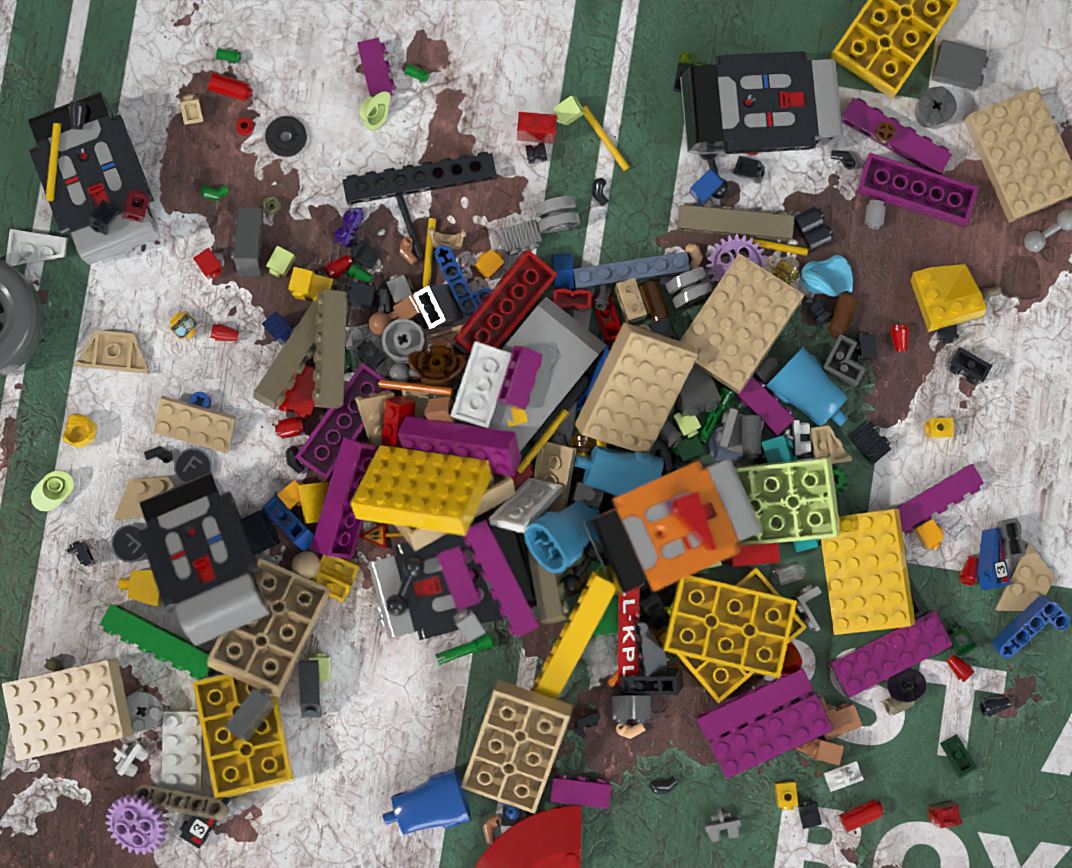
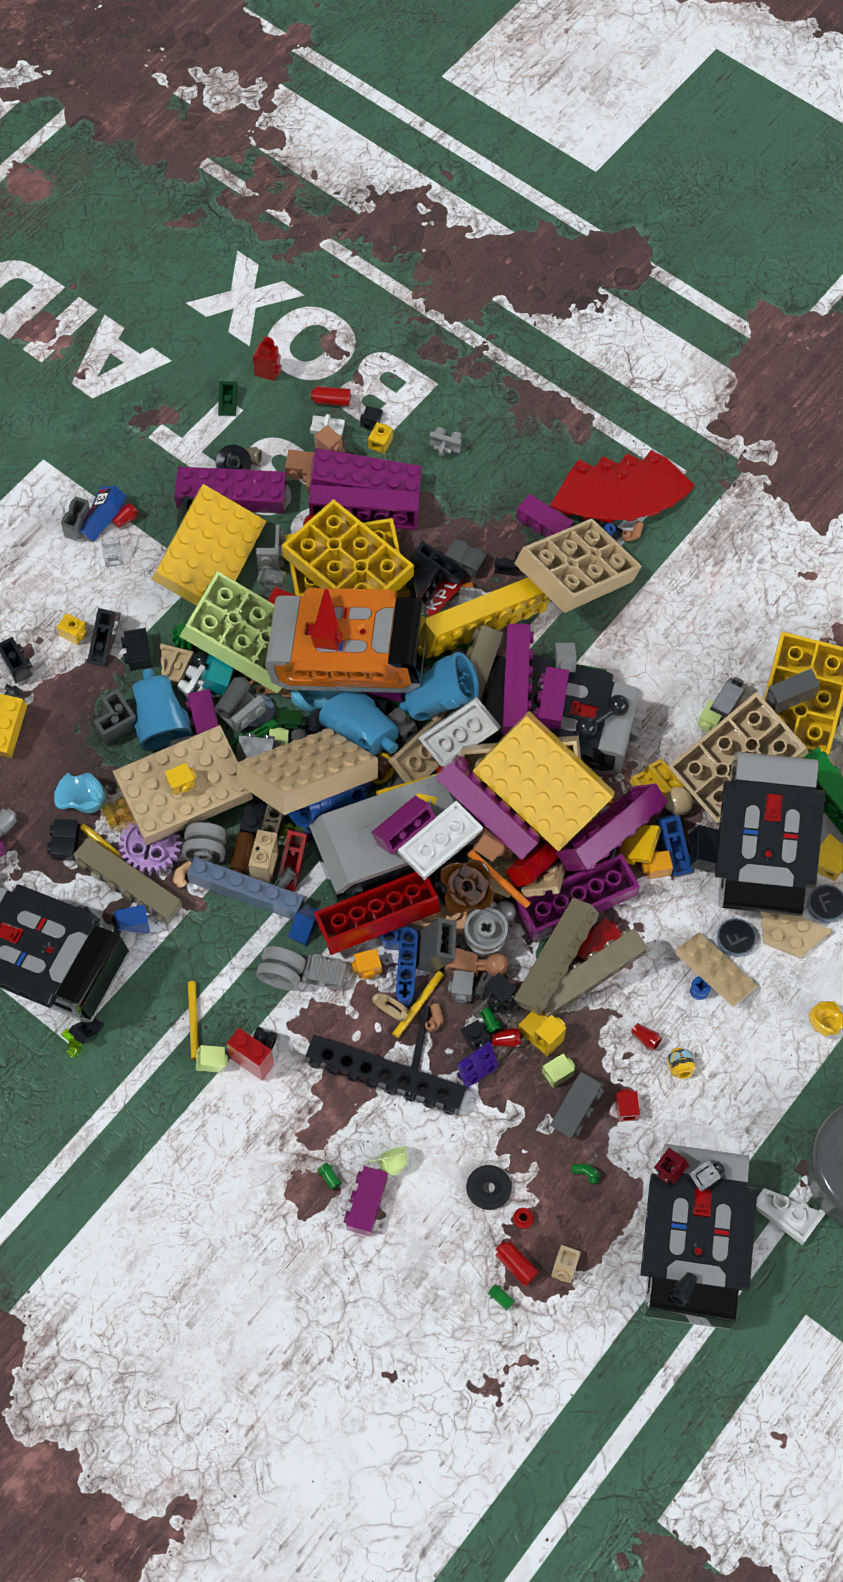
camera: 145 degrees left, 20 degrees down
(53, 162) = (716, 1281): yellow bar -> none
(113, 352) = (760, 1075): tan wing -> none
(159, 452) = (760, 965): black arm -> none
(271, 200) = (538, 1124): olive plate -> none
(278, 328) = (593, 1007): clear blue brick -> none
(289, 427) = (630, 920): red brick -> none
(292, 461) = (642, 897): black arm -> none
(374, 360) = (518, 937): black brick -> none
(431, 804) = (674, 567): blue torso -> none
(577, 300) = (318, 893): red brick -> none
(597, 191) = (230, 976): black arm -> none
(629, 731) = (476, 543): light nougat arm -> none
(663, 788) = (474, 491): black arm -> none
(738, 316) = (180, 778): none -> yellow brick
(820, 313) = (106, 767): black wheel -> none
(842, 315) = (89, 756): reddish brown brick -> none
(865, 347) = (85, 721): black brick -> none
(900, 336) = (52, 716): red cone -> none
(907, 438) = (103, 636): none -> black slope
(930, 534) = (137, 557): light orange brick -> none
(938, 497) = (113, 580): magenta brick -> none
(960, 668) = (182, 453): red cone -> none
(961, 640) = (167, 471): dark green window -> none
(994, 705) = (177, 417): black cone -> none
(1008, 641) = (108, 453): blue beam -> none
(1028, 581) = (87, 482): tan wing -> none

